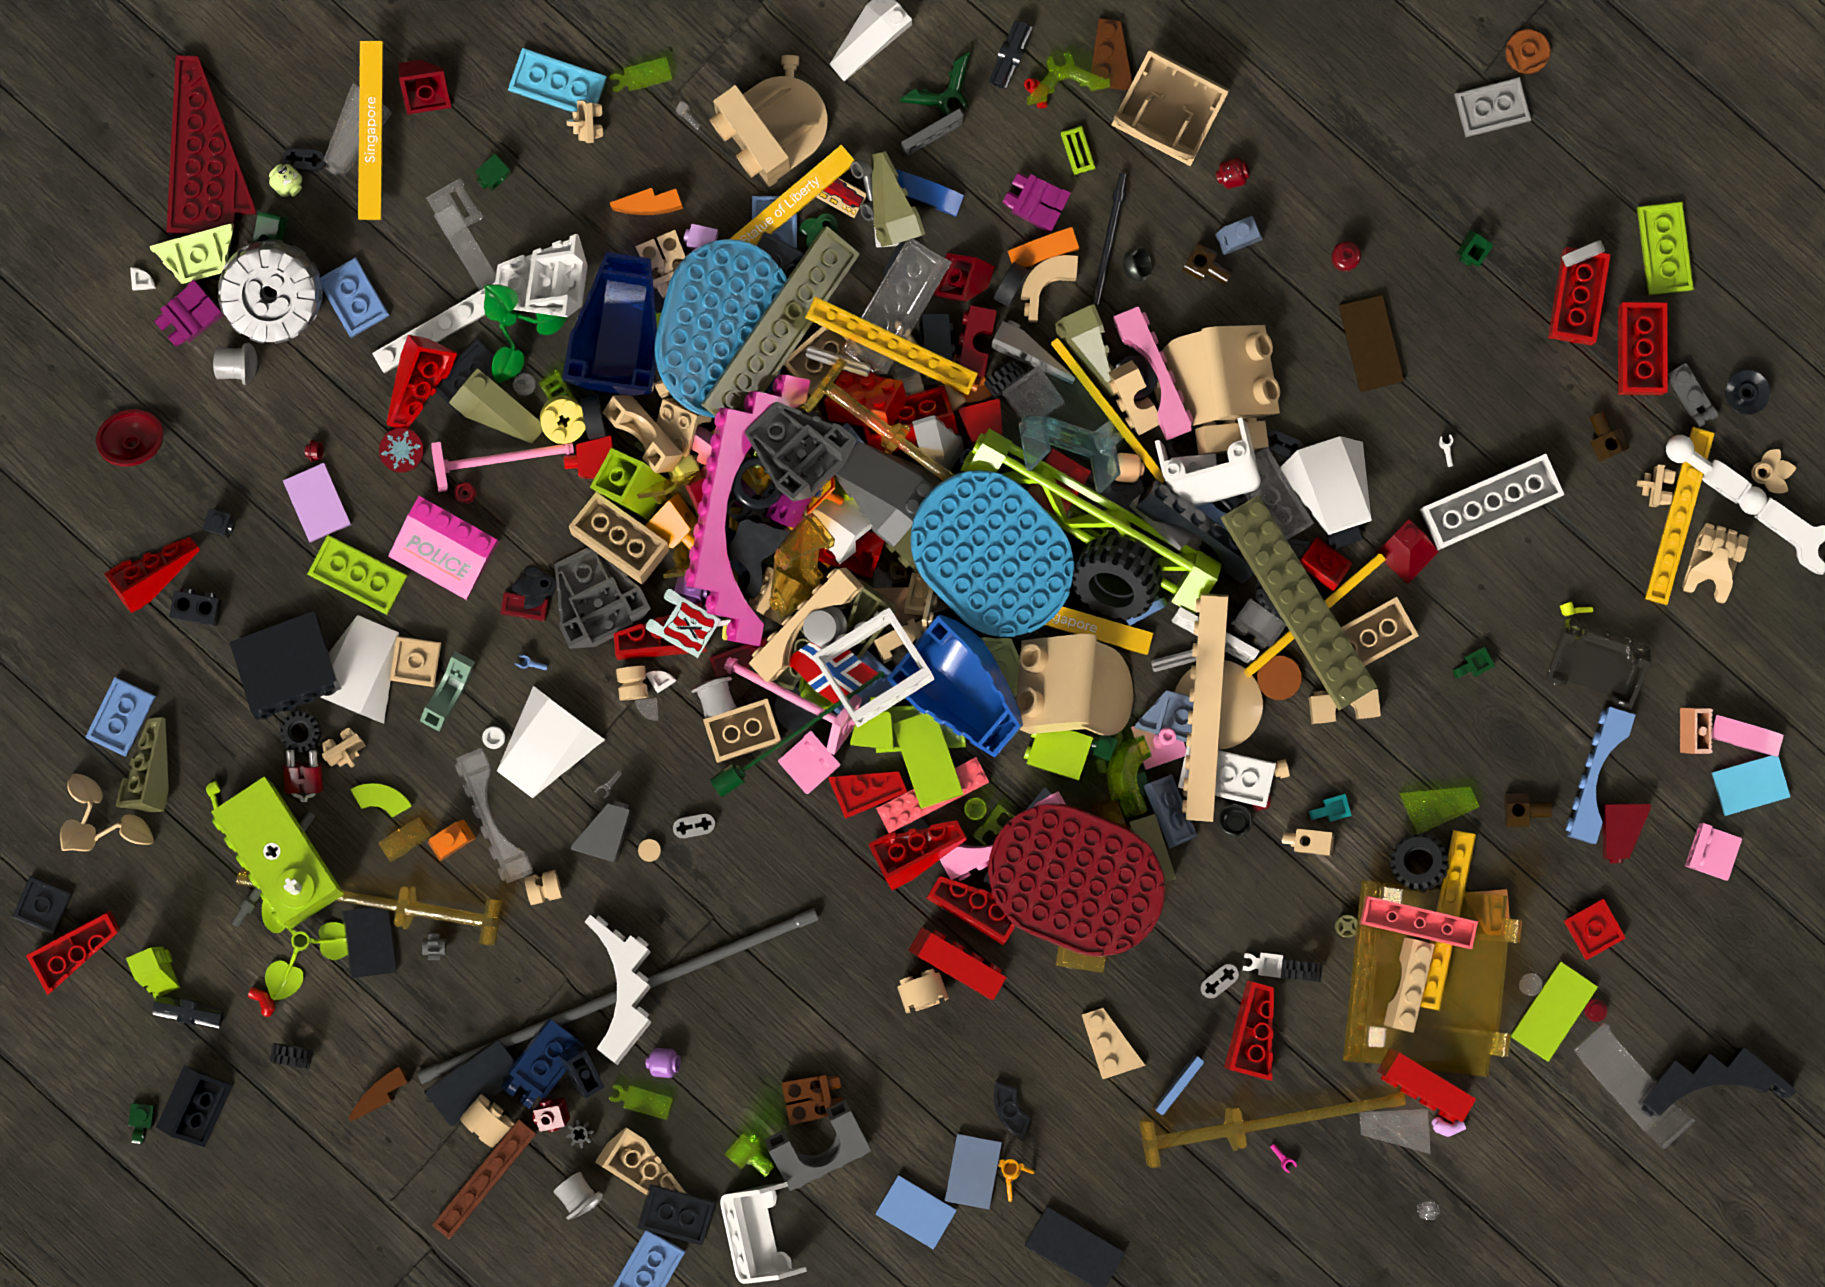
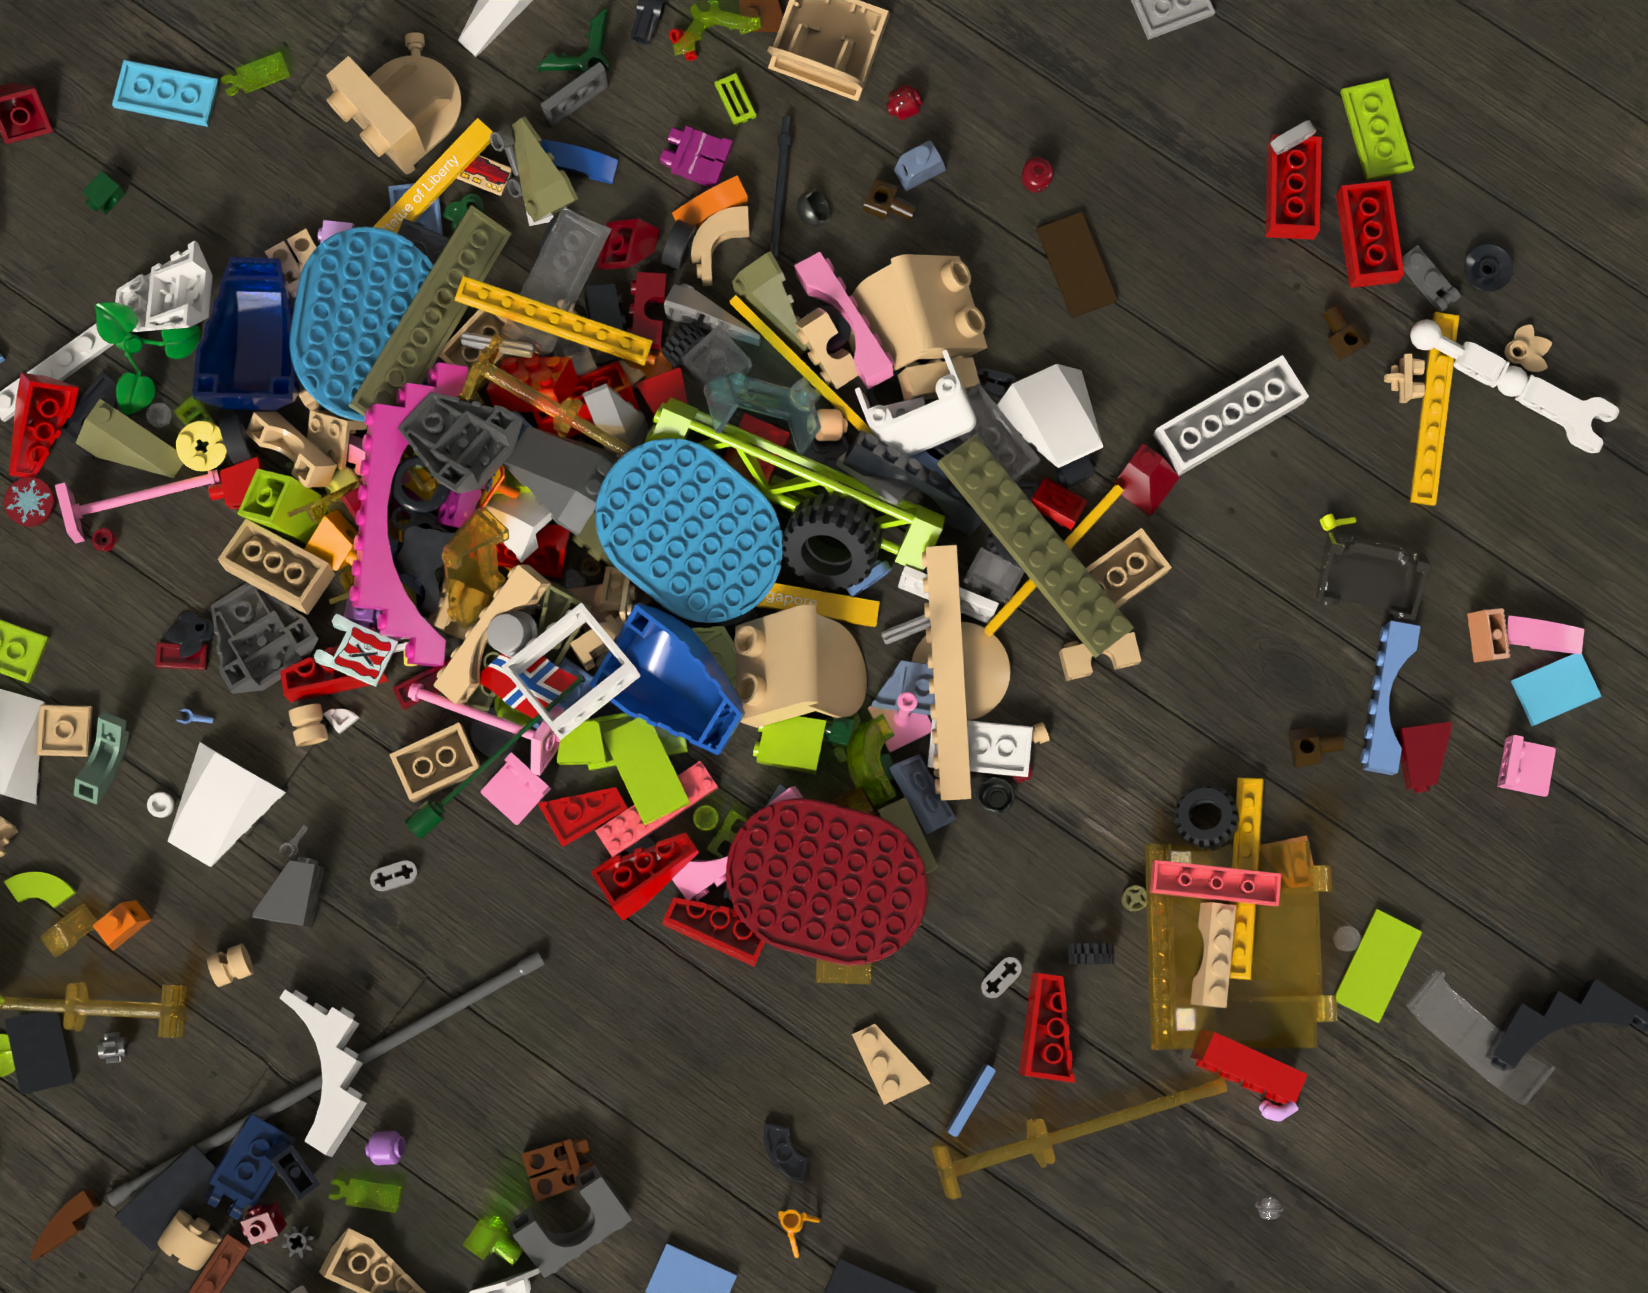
camera: 10 degrees left, 5 degrees down
(442, 199) = (59, 241): clear plate -> none
(443, 547) = (84, 601): slope -> none
(465, 246) = (75, 268): clear slope -> none
(476, 772) = (144, 847): clear arch -> none
(583, 121) = (195, 127): tan hips -> none
(647, 203) = (274, 206): orange slope -> none
(648, 708) = (330, 751): clear tile -> none
(649, 850) = (347, 909): tan tile -> none
(682, 110) = (303, 105): clear hand -> none
(715, 696) = (401, 727): light grey piece -> none
(922, 991) = (669, 1029): tan brick -> none
(957, 963) = (705, 993): red wedge -> none
(973, 1171) = (750, 1228): sand blue tile -> none
(1268, 964) = (1052, 952): white plate -> none
(1279, 678) = (1024, 634): dark orange tile -> none
(1284, 1160) = (1097, 1168): dark pink hand -> none
(1320, 844) = (1094, 808): tan torso -> none
(1334, 809) = (1103, 769): teal plate -> none
(1399, 1127) = (1223, 1117): clear wing -> none
(1438, 806) = (1215, 754): clear neon green wing -> none
(1447, 450) = (1174, 368): white hand -> none
(1477, 663) = (1238, 592): dark green plate -> none
(1481, 249) = (1179, 146): dark green brick -> none
(1594, 929) = (1408, 868): red plate -> none
(1595, 1010) = (1423, 959): dark red plate -> none
(1715, 559) = (1481, 446): tan piece -> none

